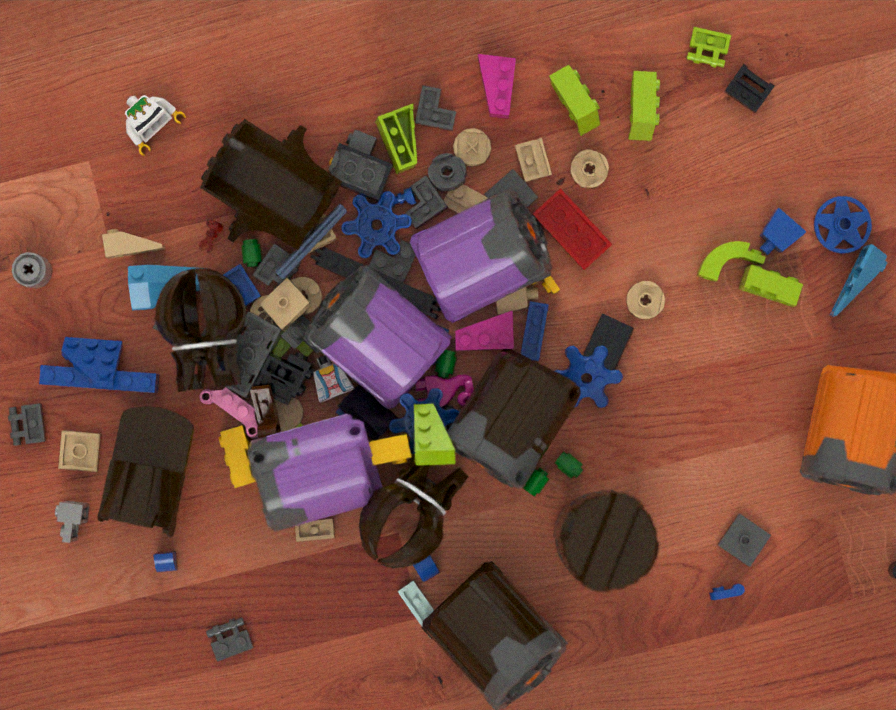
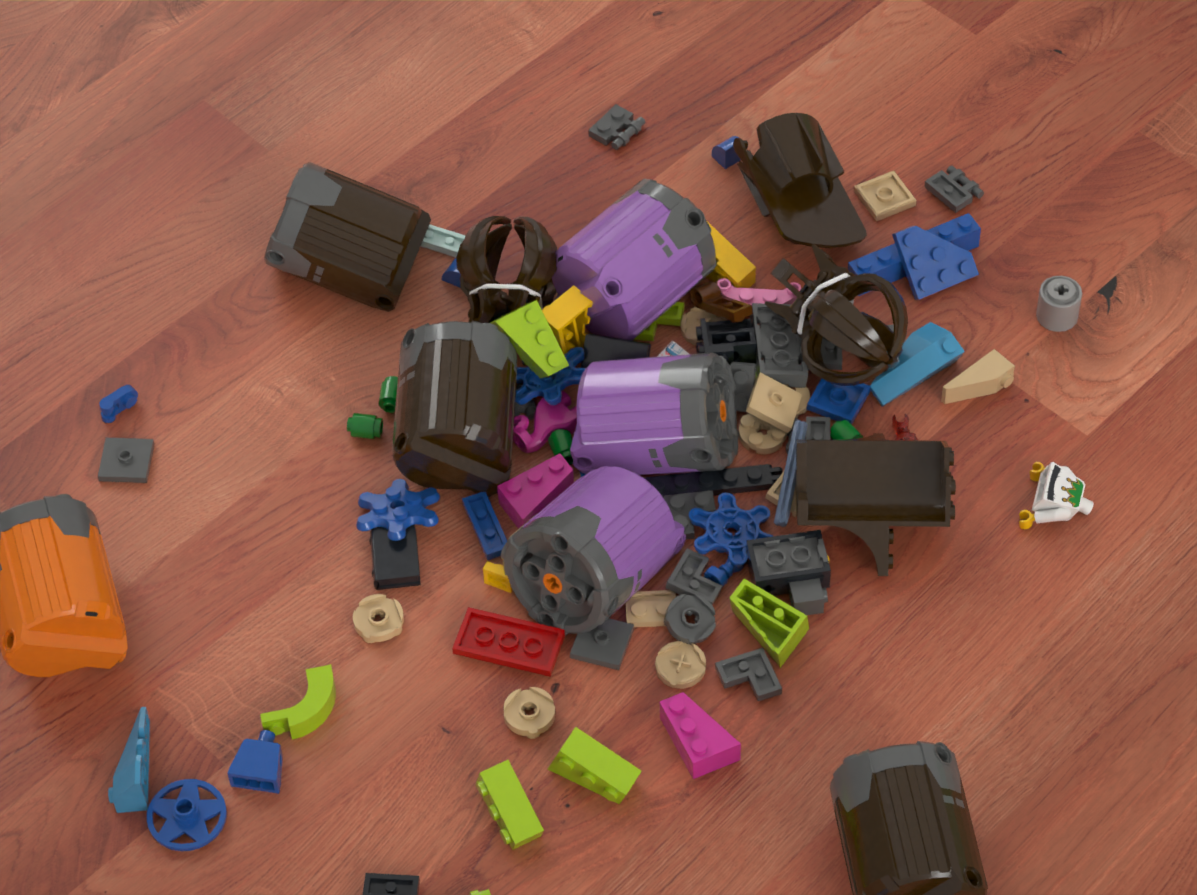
camera: 155 degrees right, 35 degrees down
(72, 514) = (847, 132): light grey brick -> none
(533, 160) = (601, 685): tan plate -> none
(606, 540) = (281, 347): dark brown piece -> none
(771, 285) = (238, 701): lime wedge -> none

